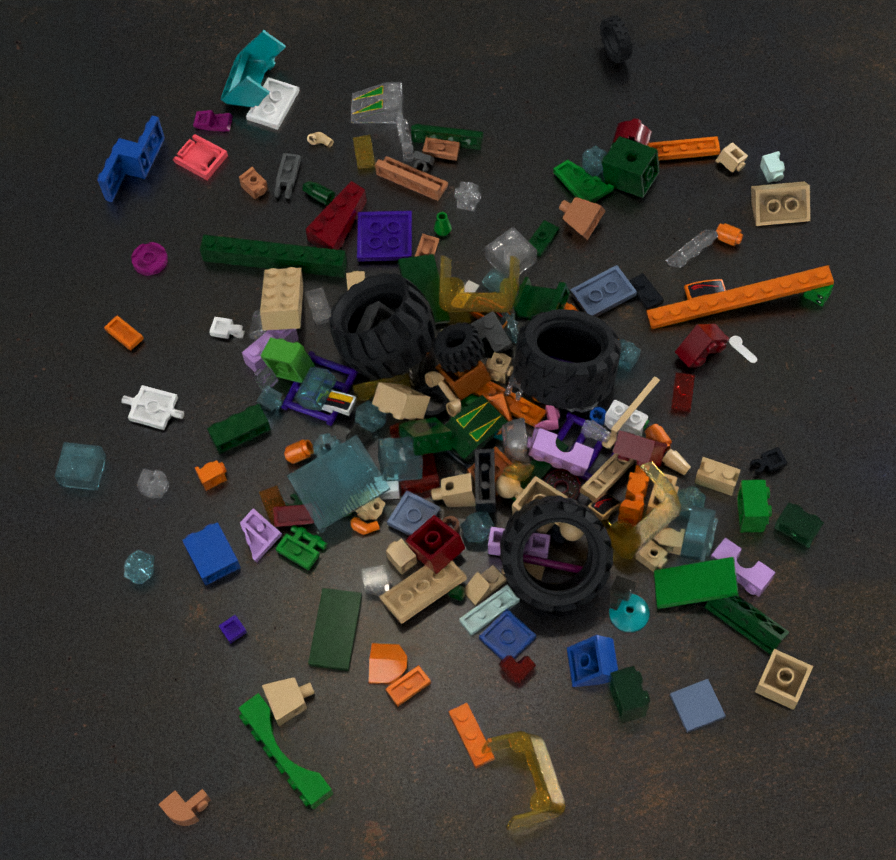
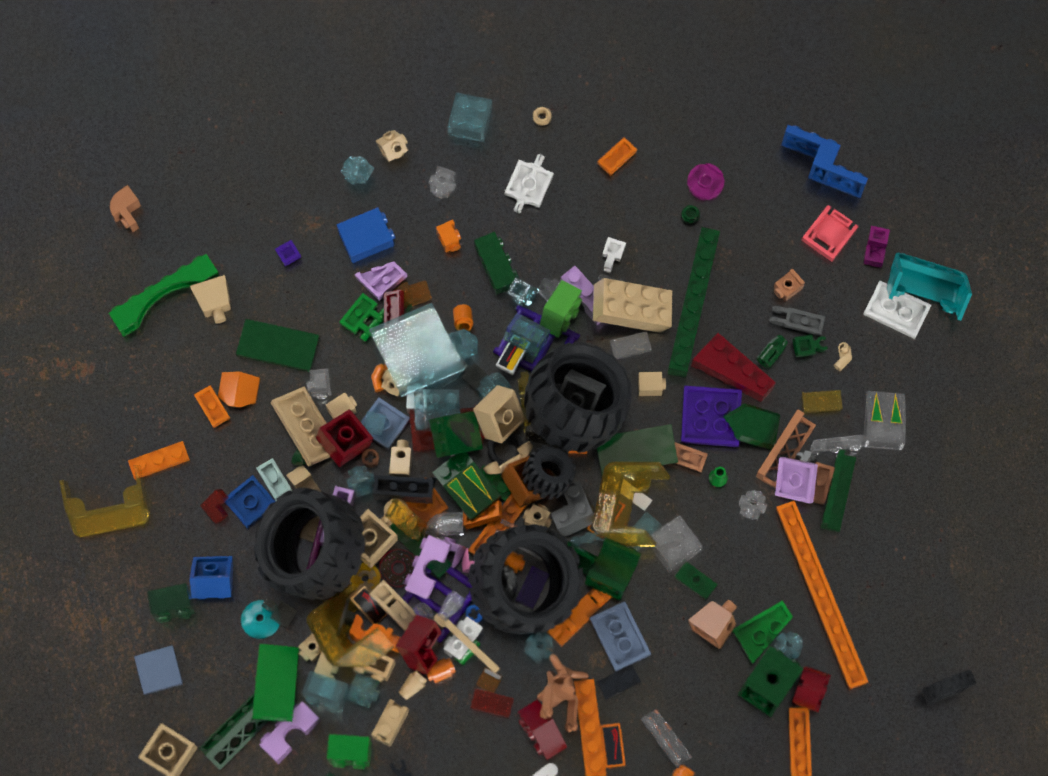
camera: 90 degrees right, 10 degrees up
(78, 398) = (542, 111): none -> tan plate
(111, 536) = (392, 145): none -> tan brick
(183, 267) = (690, 214): none -> dark green plate
(311, 165) = (807, 346): none -> dark green plate
(391, 199) = (754, 425): none -> dark green tile
(415, 519) = (374, 423): none -> clear light blue tile
(442, 160) = (796, 479): none -> lavender plate
(542, 141) = (822, 595): none -> orange plate
(604, 455) = (423, 610): none -> clear tile
(621, 519) = (347, 617): none -> pearl dark grey piece
(660, 398) = (489, 680): none -> clear orange tile
(670, 329) = (561, 688): none -> nougat piece

